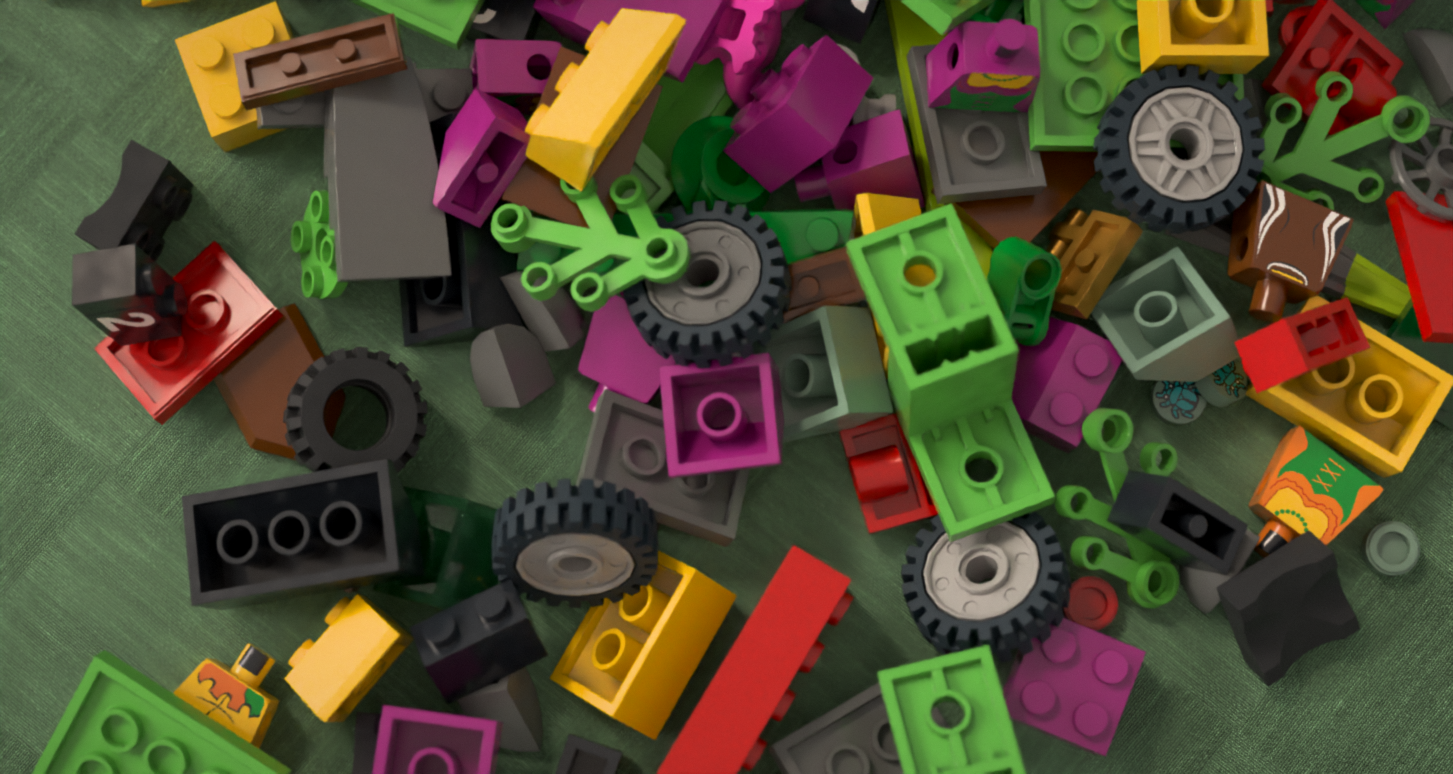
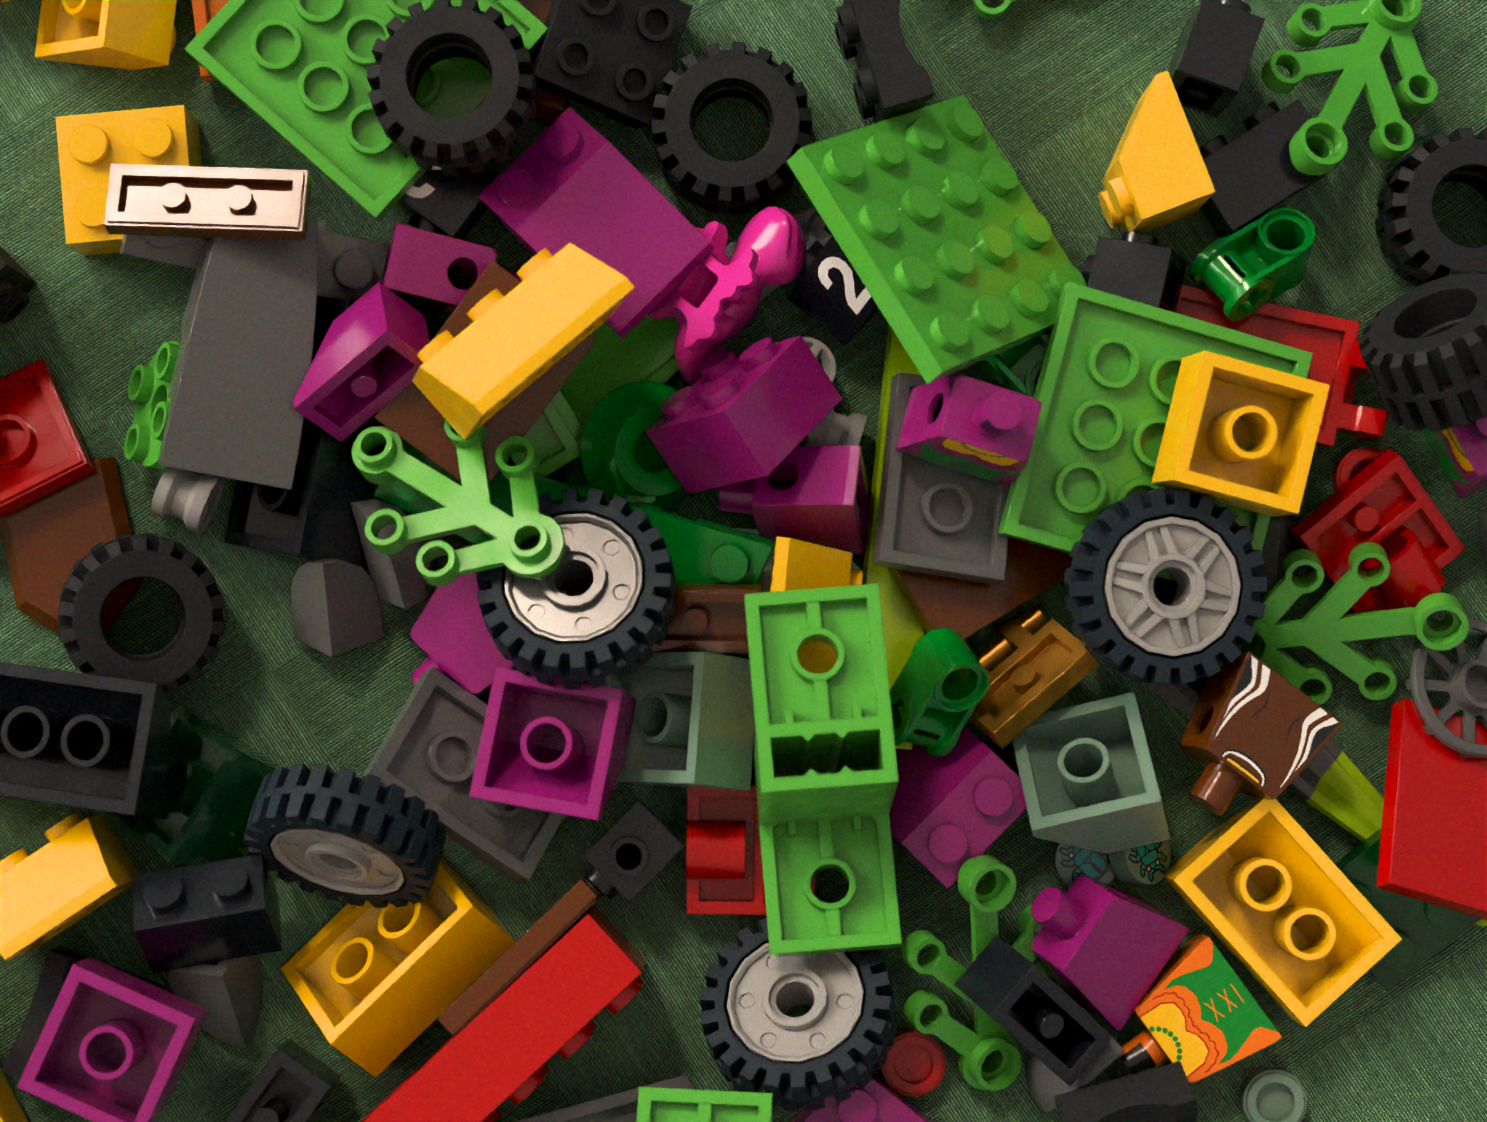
camera: 10 degrees right, 5 degrees up
(364, 314) = (187, 497): none -> light grey wheel
(747, 597) = (520, 956): none -> reddish brown tile
(821, 478) = (649, 834): none -> black brick
(1217, 455) = (1103, 944): none -> magenta torso
(1301, 344) = (1235, 854): red arch -> none

